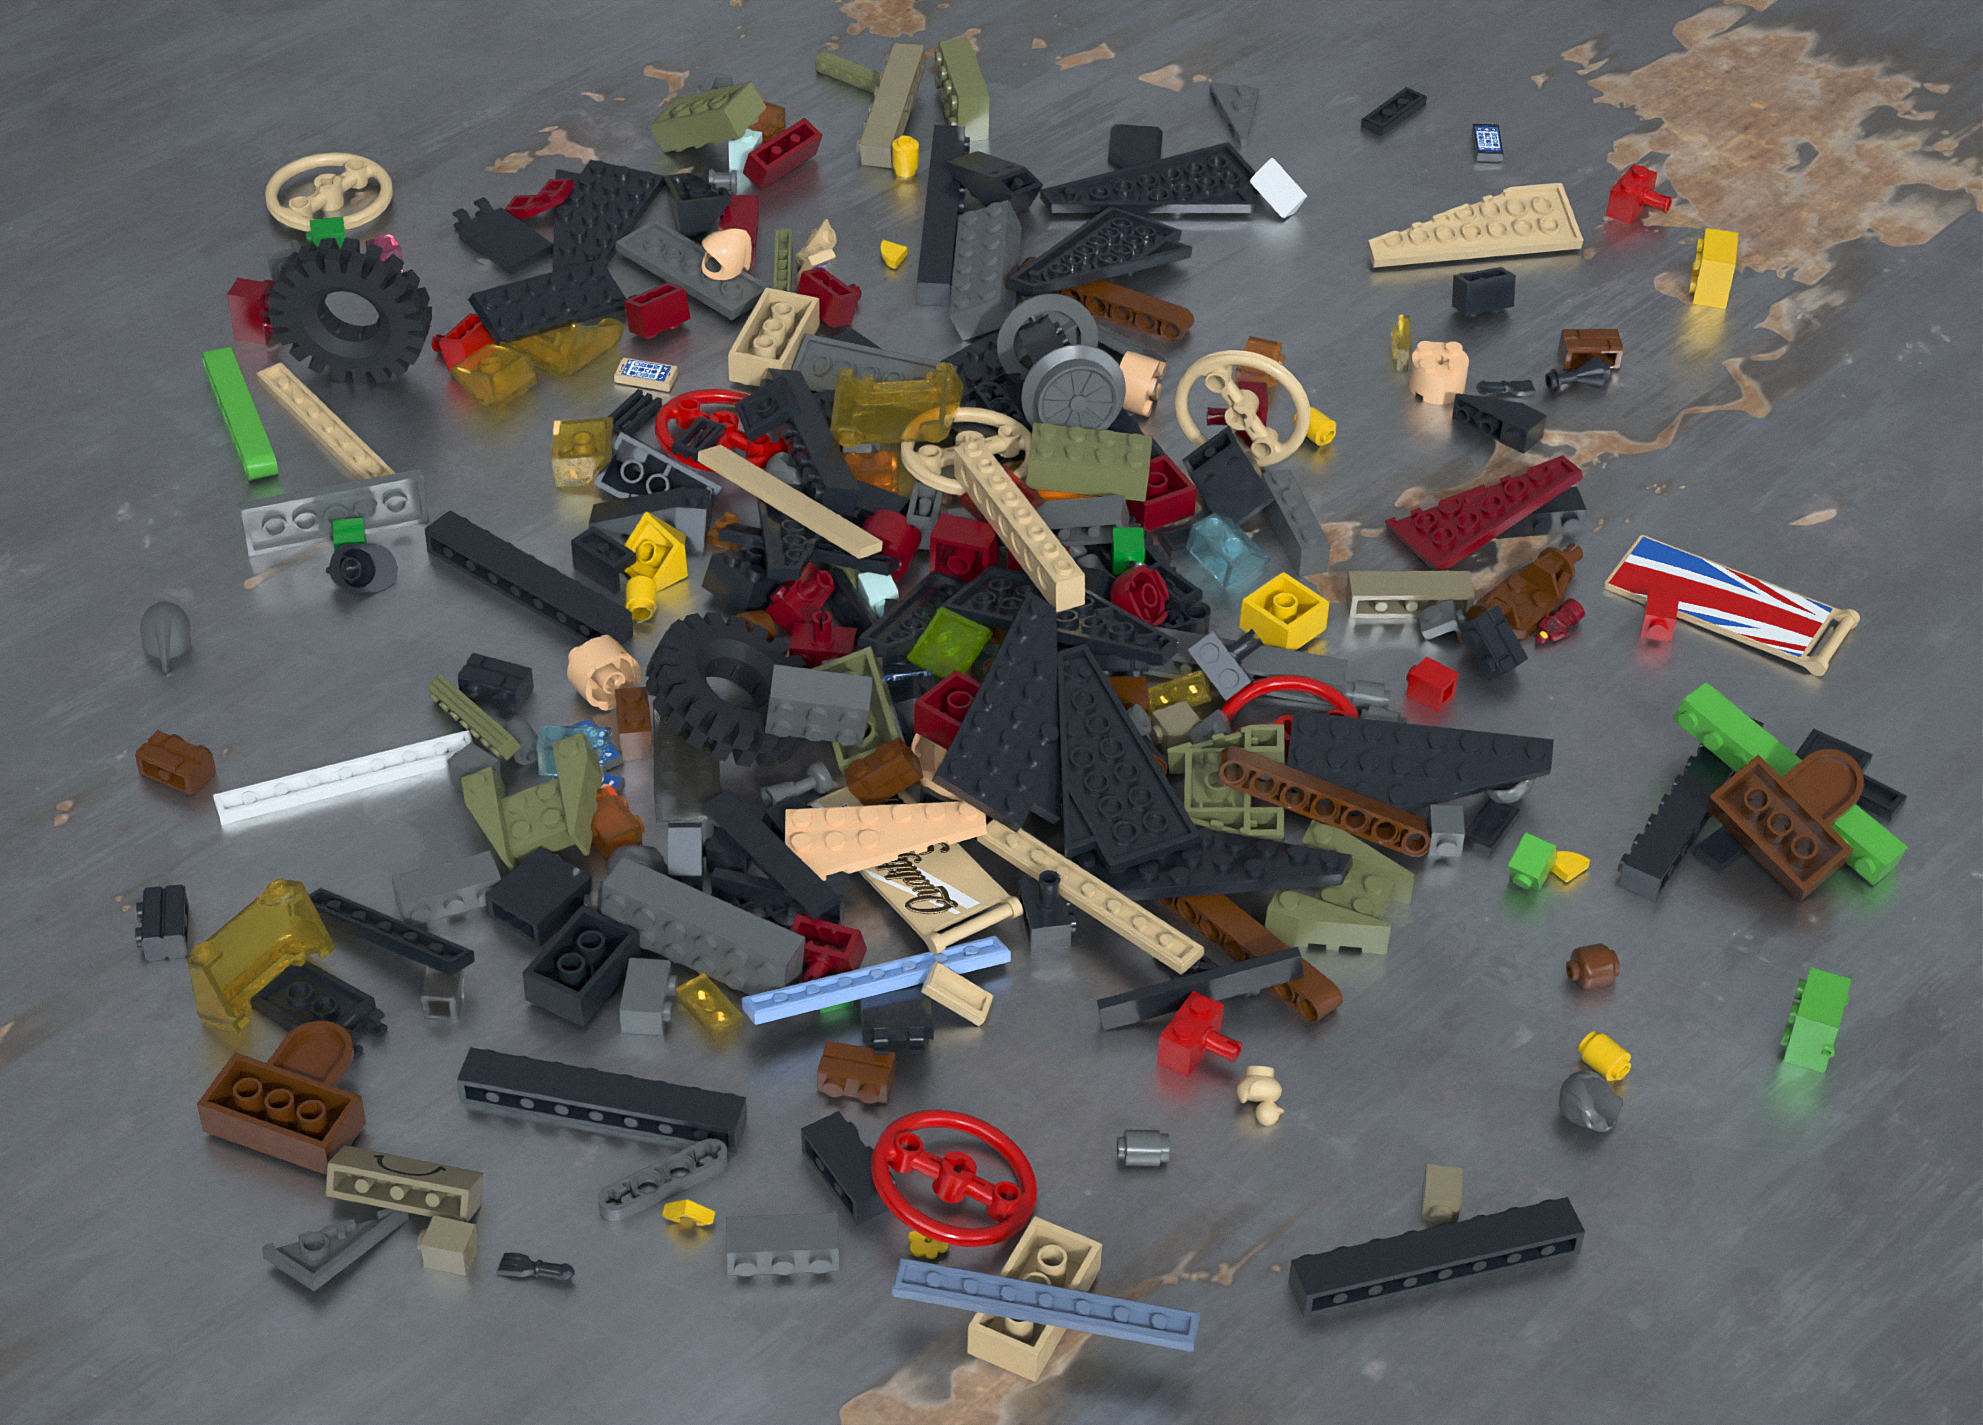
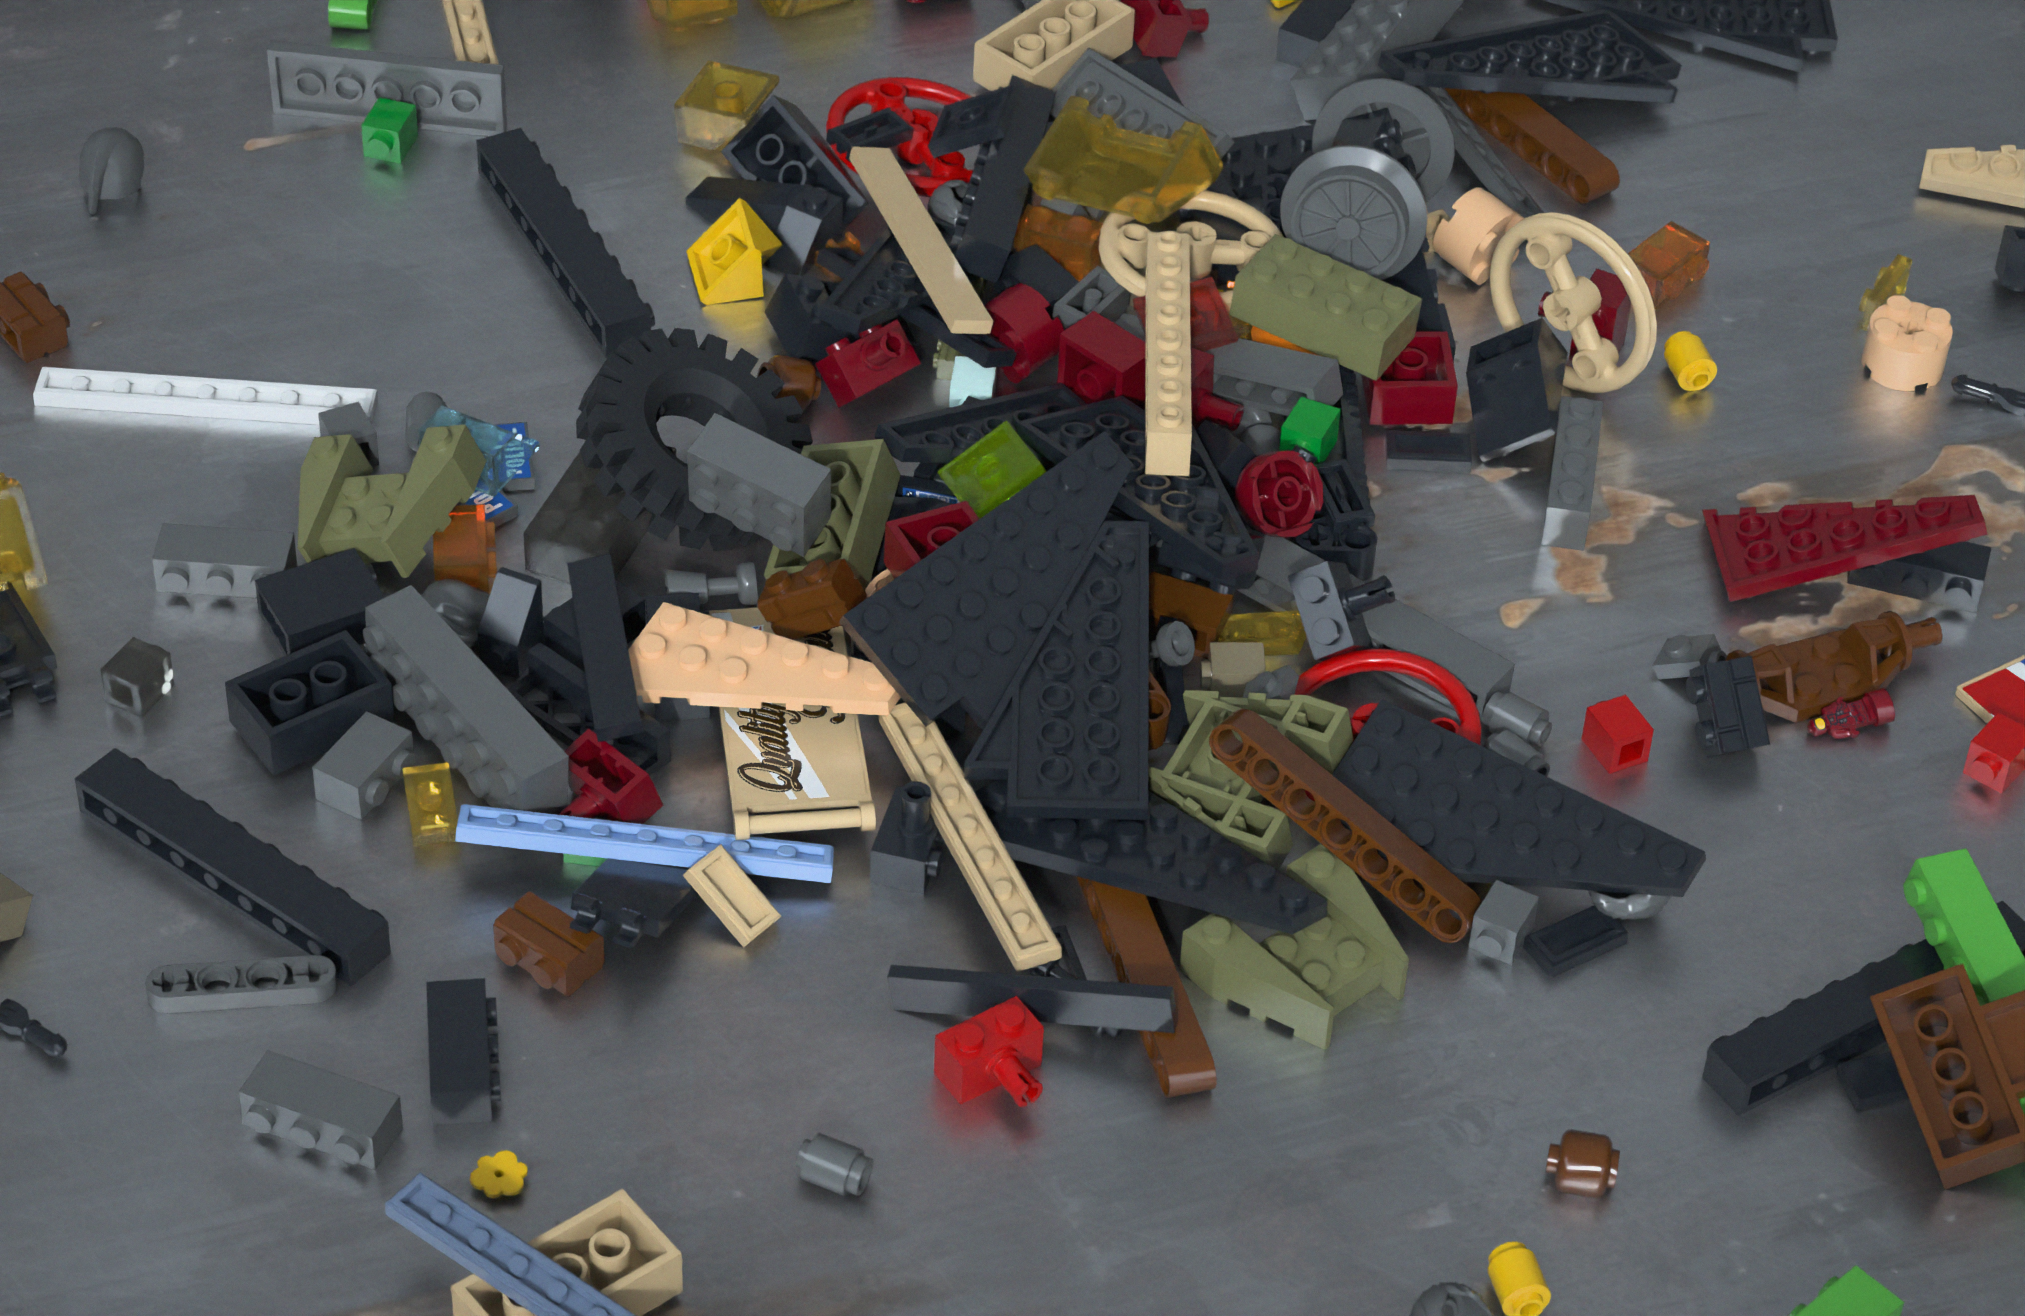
camera: 25 degrees right, 0 degrees up
(362, 568) = (379, 163): black piece -> none
(391, 933) = (117, 585): black tile -> none
(472, 717) = (385, 375): olive piece -> none
(496, 682) = (443, 345): black brick -> none
(601, 558) = (664, 238): black panel -> none
(601, 668) = (562, 367): light nougat brick -> none
(629, 412) = (825, 84): black tile -> none
(634, 723) = (557, 444): reddish brown brick -> none
(641, 598) = (682, 302): yellow brick -> none
(646, 374) = (876, 43): tile -> none
(690, 1210) = (234, 1026): yellow tile -> none
(822, 640) = (848, 416): dark red brick -> none
(849, 604) = (927, 380): black tile -> none
(954, 1178) = (570, 1109): red piece -> none
(1224, 549) = (1458, 475): clear light blue slope -> none
(1261, 1087) = (1034, 1148): tan animal -> none
(1278, 188) = (1846, 49): white slope -> none
(1284, 613) = (1473, 580): yellow brick -> none
(1405, 592) = (1661, 607): dark tan brick -> none
(1501, 420) = (1959, 436): black slope -> none
(1532, 862) = (1589, 1002): bright green brick -> none
(1569, 865) = (1645, 1023): yellow tile -> none

